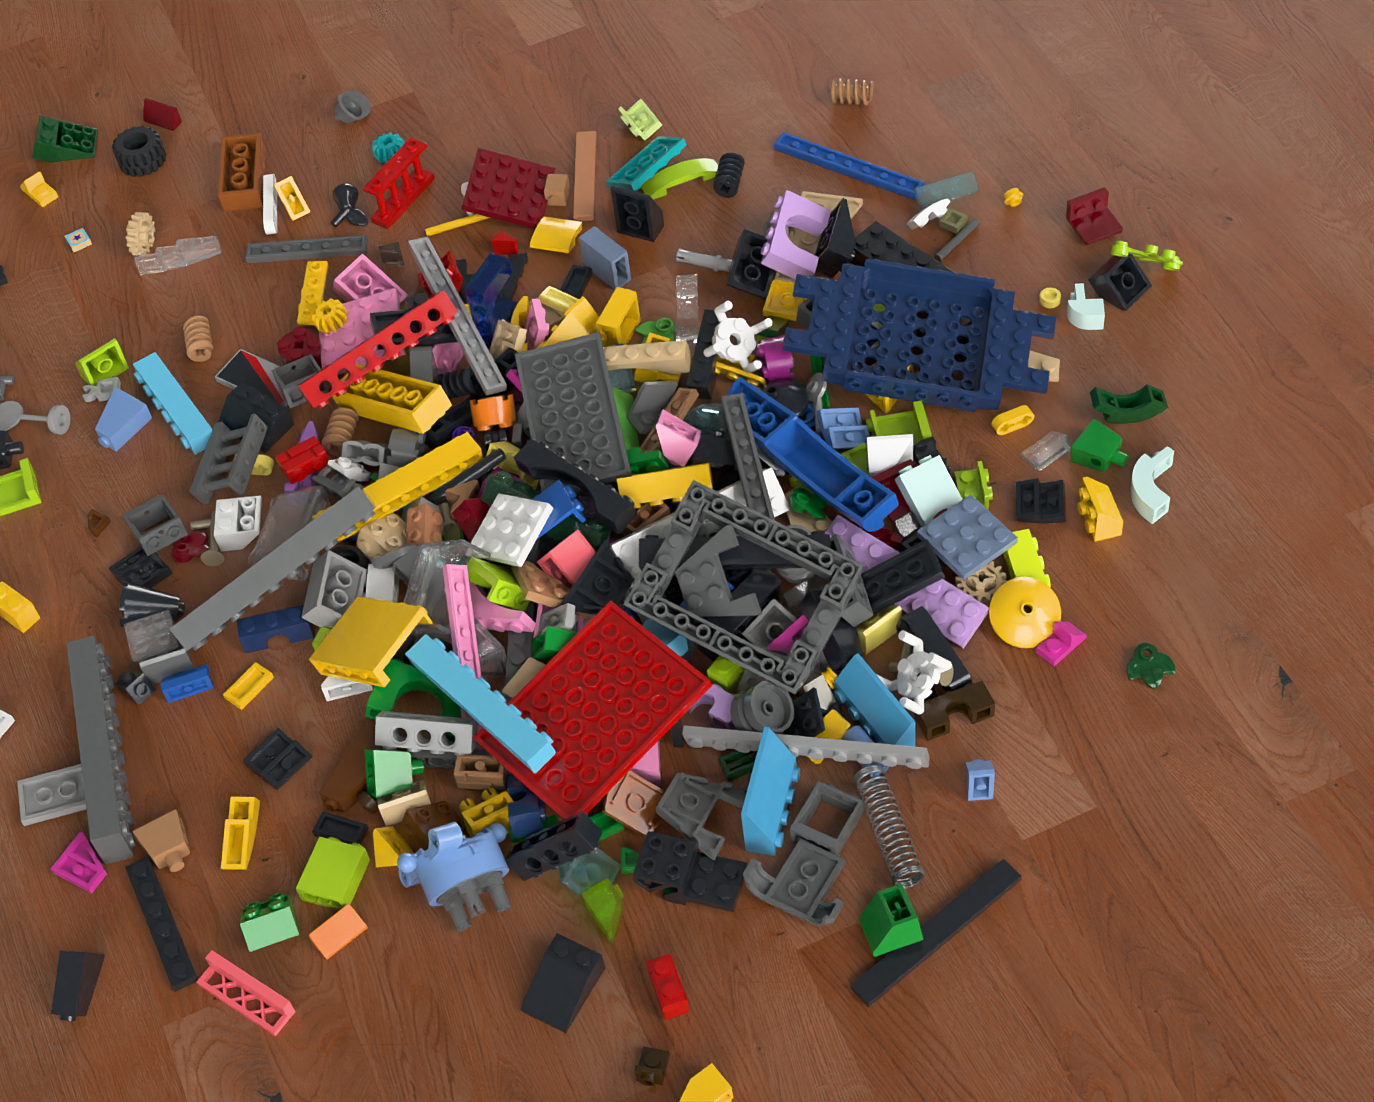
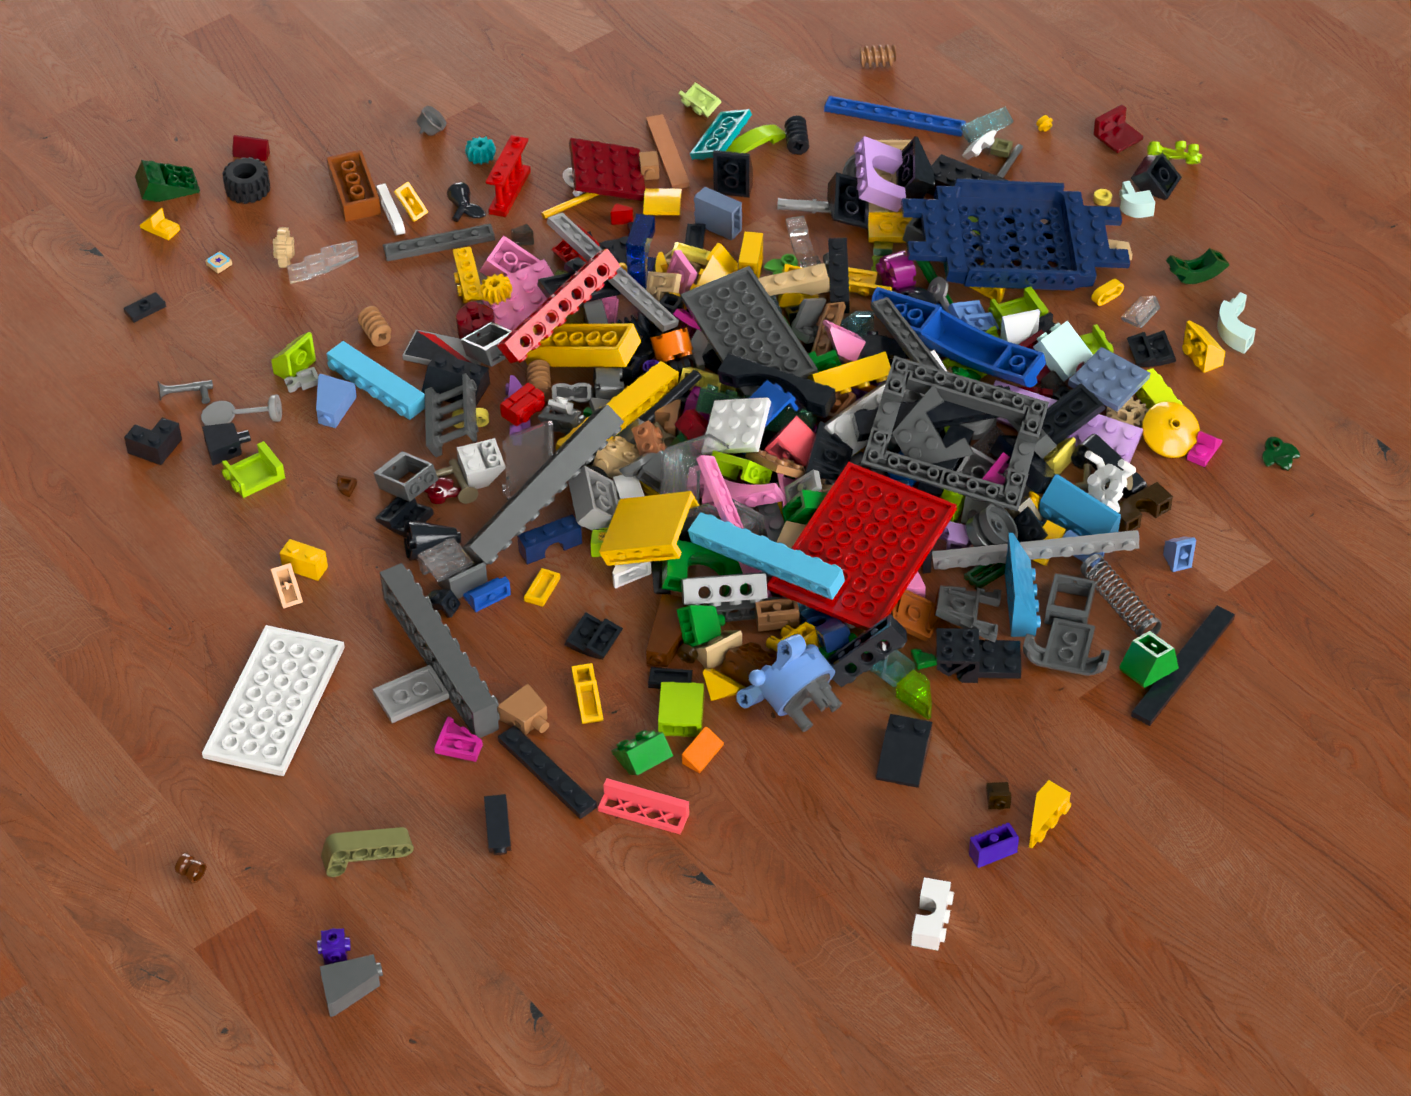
camera: 20 degrees left, 5 degrees down
(667, 986) = (990, 737): red brick -> none
(744, 335) = (866, 254): white plate -> none
(1098, 448) = (1184, 303): green torso -> none

